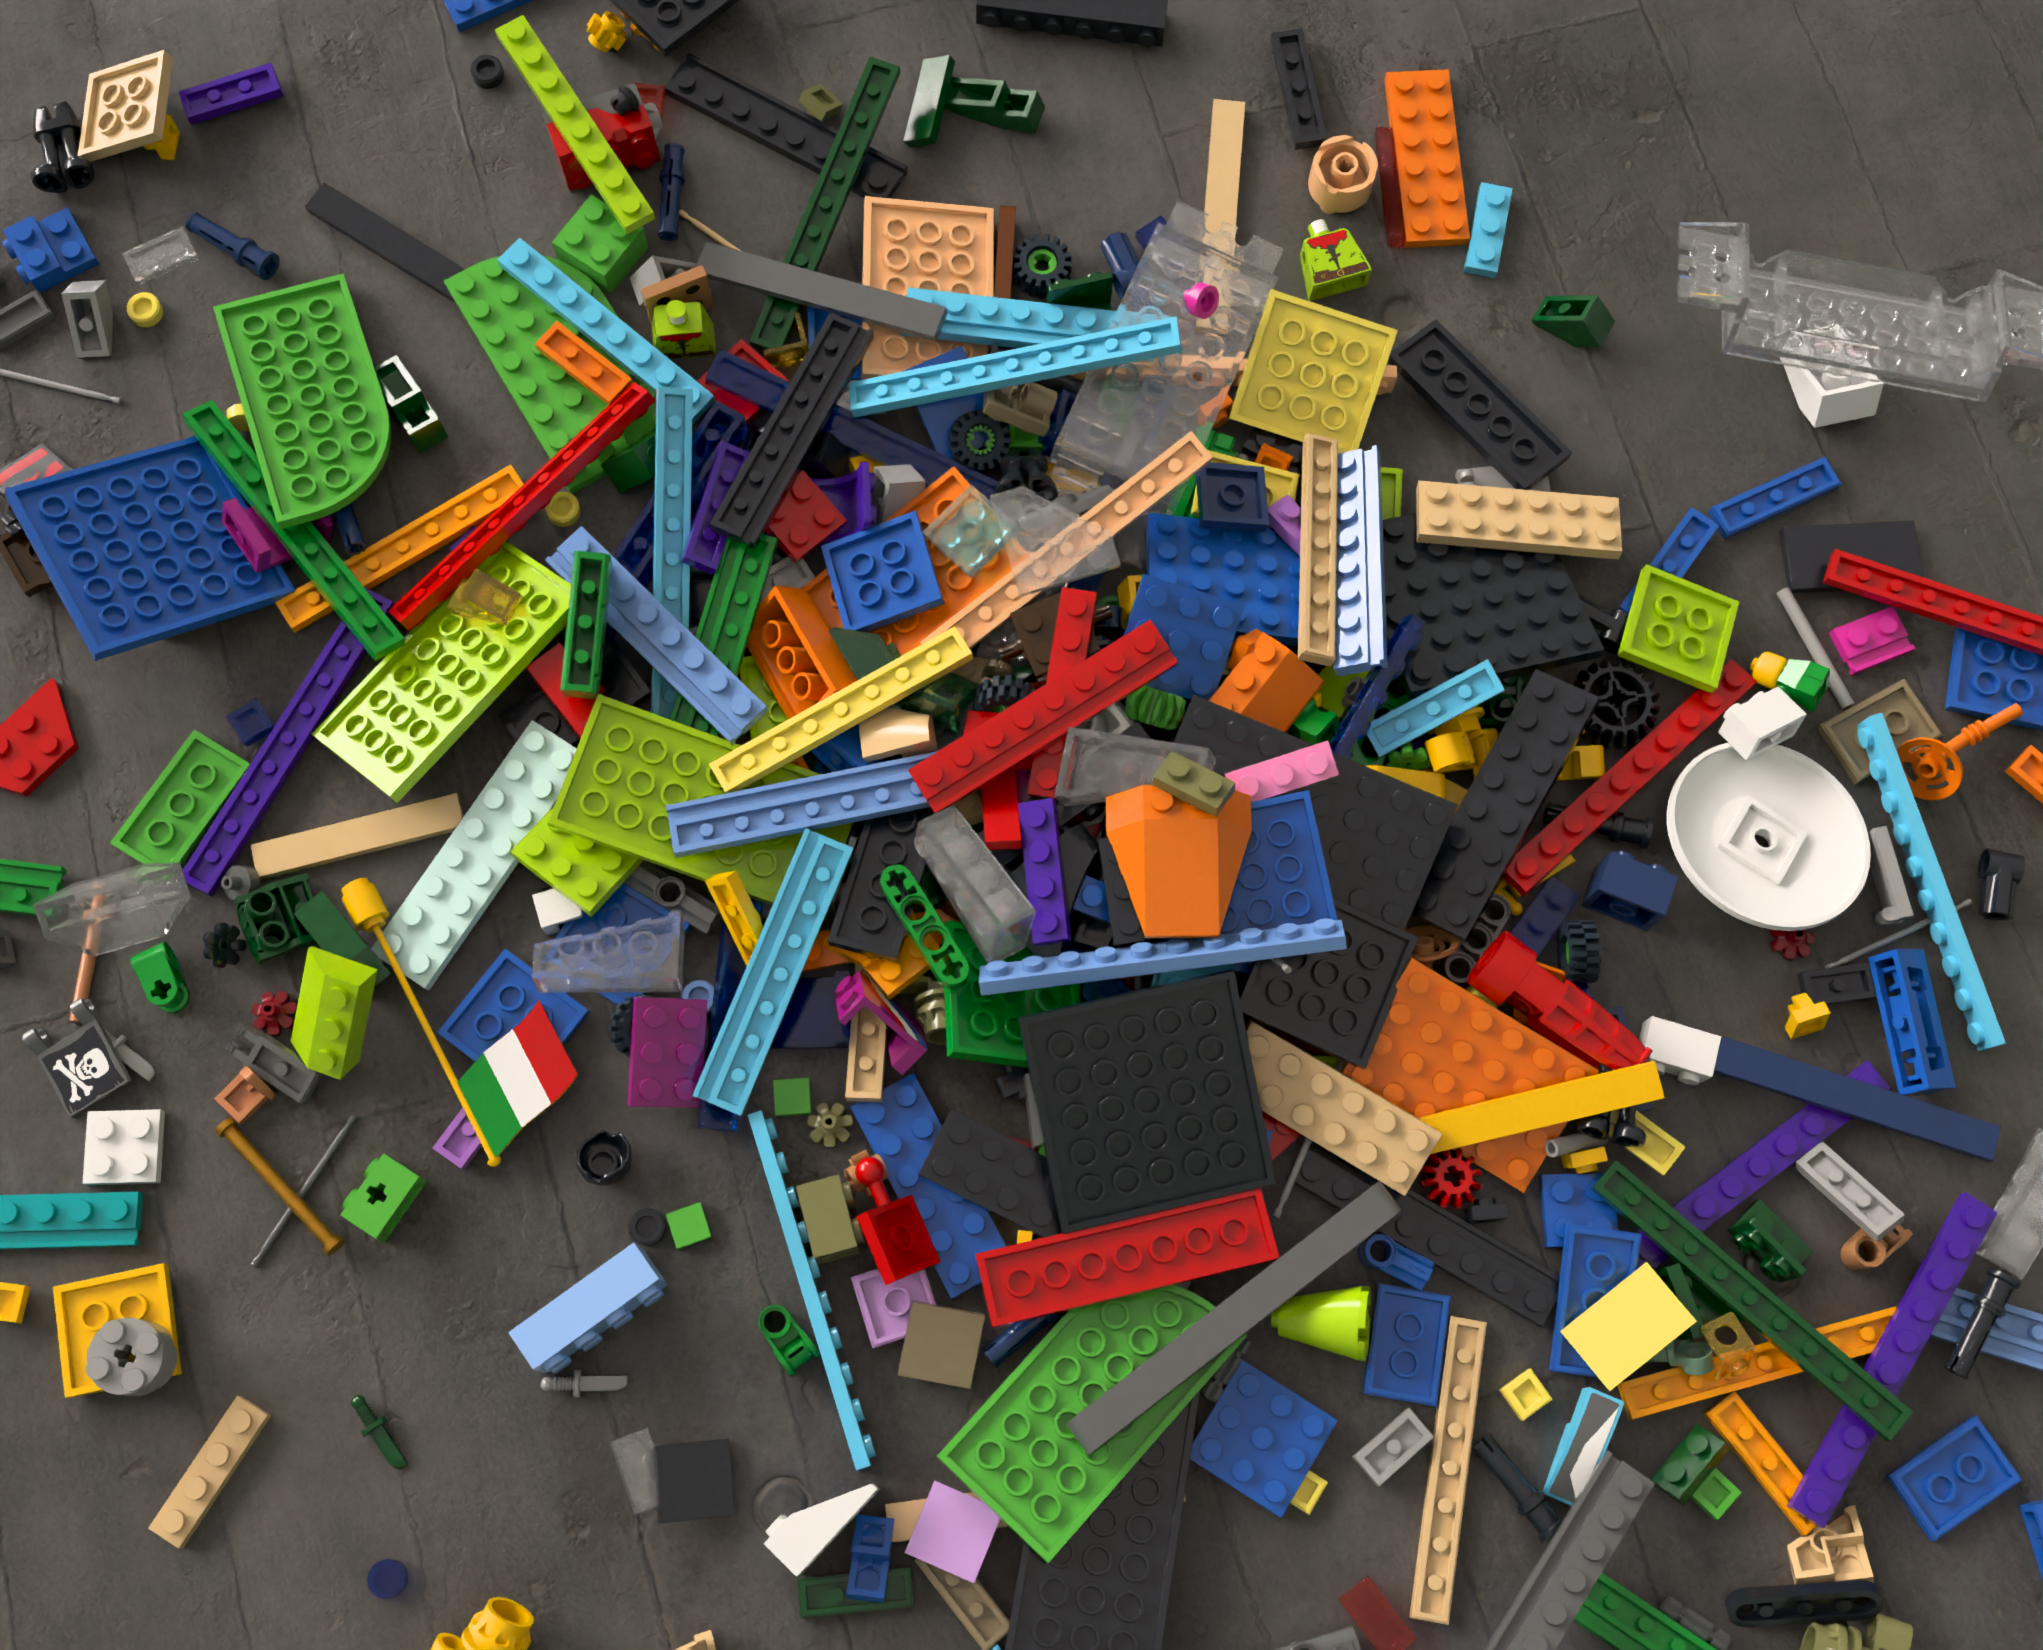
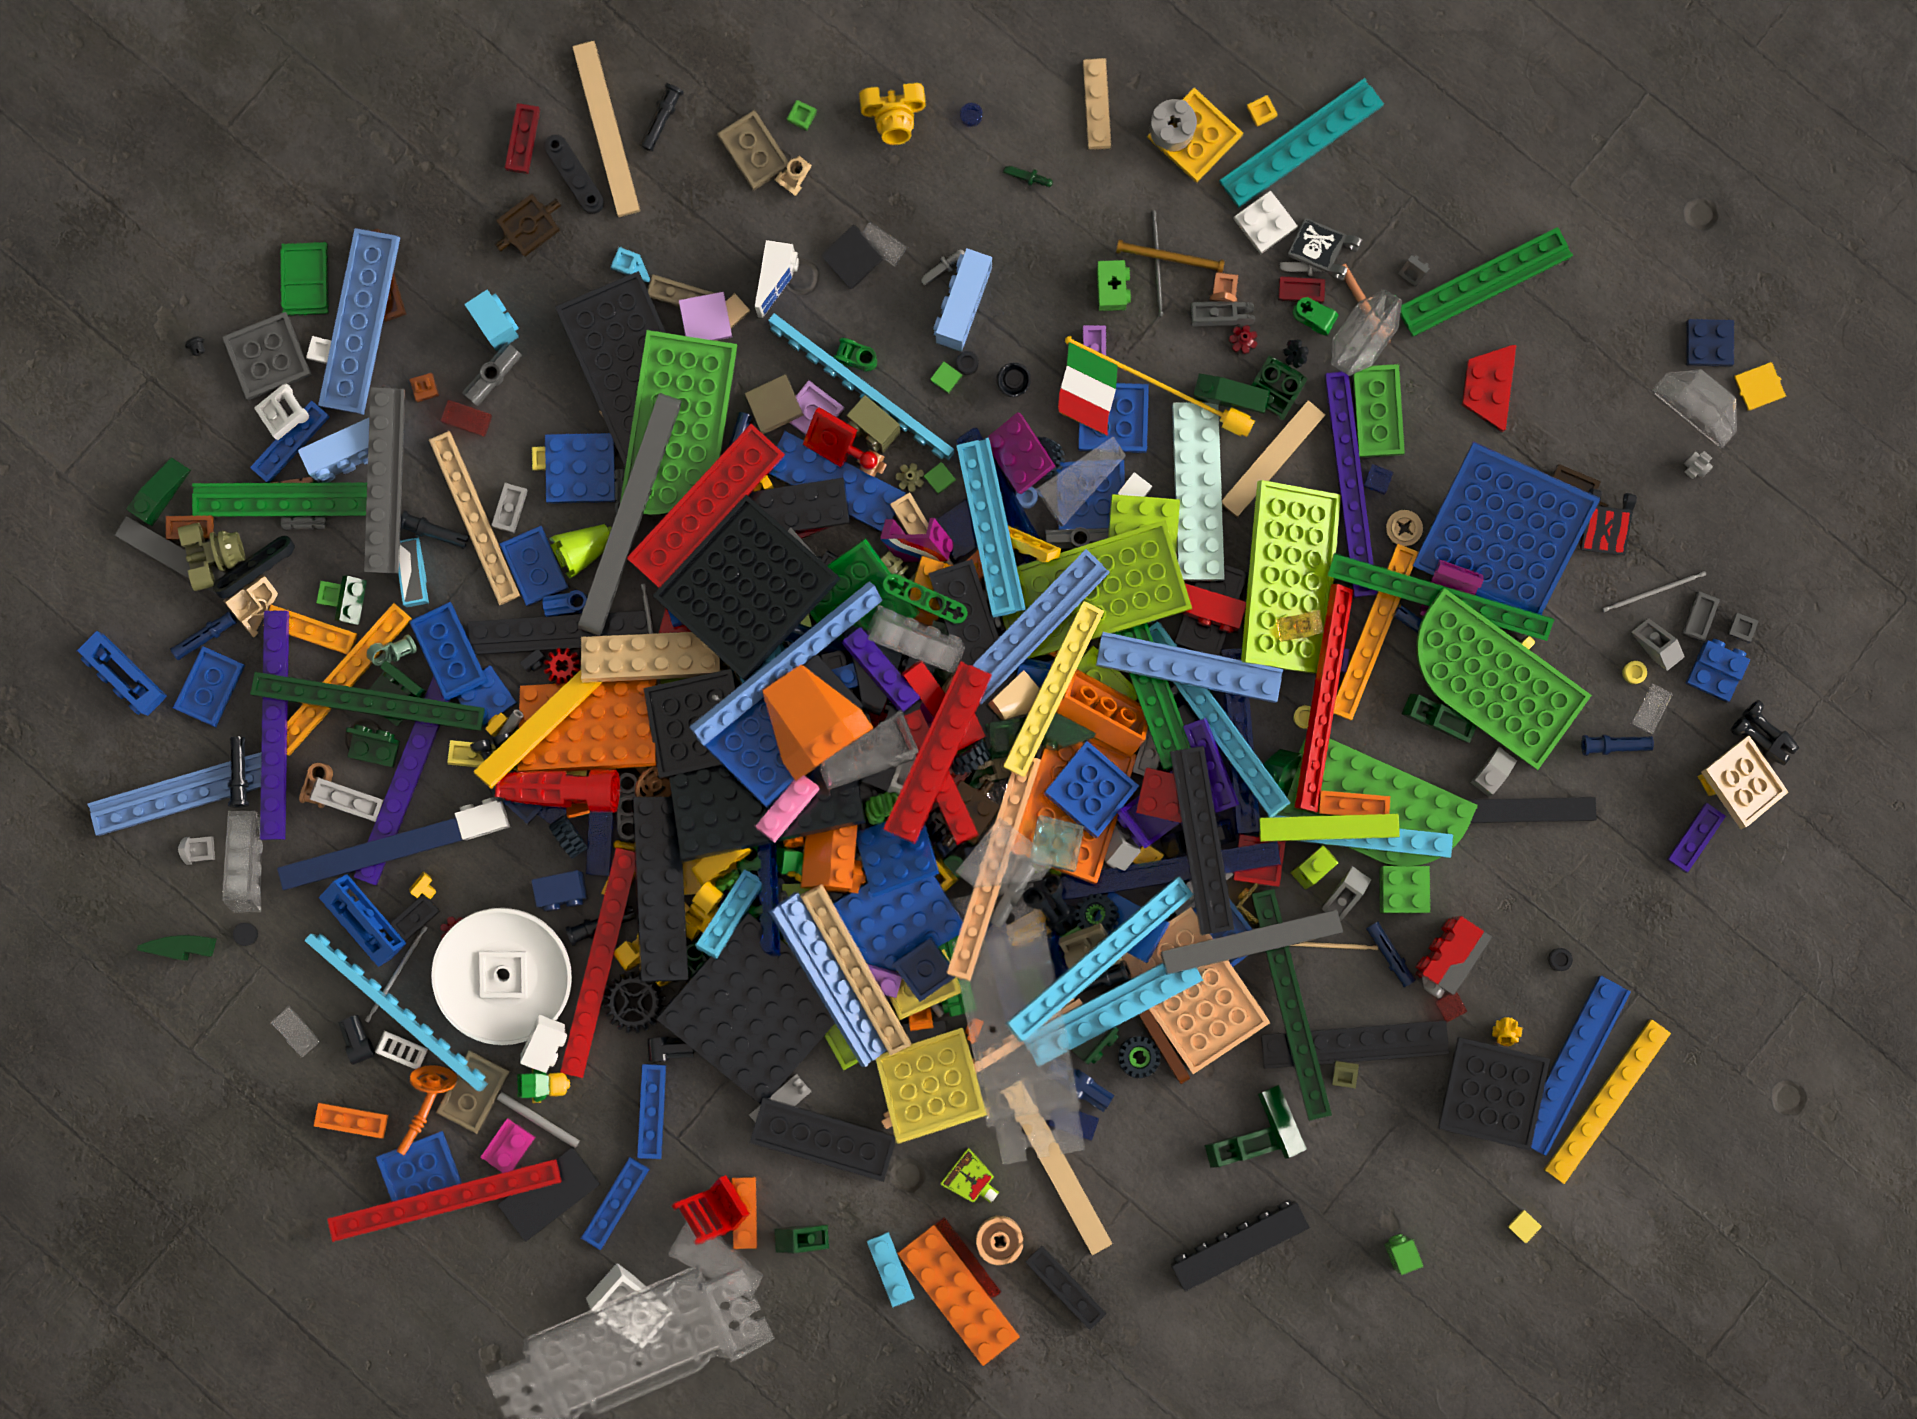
camera: 150 degrees right, 10 degrees up
(151, 1025) = (1294, 289): none -> dark red tile
(240, 881) = (1313, 391): dark grey tile -> none
(256, 638) = (1403, 517): none -> tan gear
(332, 1012) = (1207, 353): lime slope -> none
(395, 303) = (1494, 772): none -> light grey slope
(575, 124) = (1467, 941): lime plate -> none
(586, 625) = (1225, 640): green brick -> none
(624, 101) = (1447, 975): black piece -> none
(631, 349) = (1329, 827): none -> lime tile
(685, 287) = (1332, 883): medium nougat tile -> none
(828, 1596) = (735, 260): dark green tile -> none
(870, 1558) = (738, 278): blue slope -> none
(1193, 783) = (826, 755): olive plate -> none
(1201, 300) = (1019, 1072): dark pink tile -> none
(1518, 520) = (754, 1074): tan plate -> none
(1525, 1394) = (456, 581): light yellow tile -> none
(1623, 392) = (746, 1234): none -> orange plate
(1628, 1326) = (423, 645): light yellow tile -> none
(1649, 403) = (722, 1206): none -> red plate
(1678, 628) = (622, 1069): lime plate -> none
(1692, 362) = (713, 1257): none -> clear wedge
(1735, 1357) = (357, 665): clear yellow bracket -> none
(1887, 879) = (406, 985): light grey hinge -> none
(1922, 1554) = (199, 638): none -> dark blue pin
(1965, 841) = (383, 1040): none -> white slope

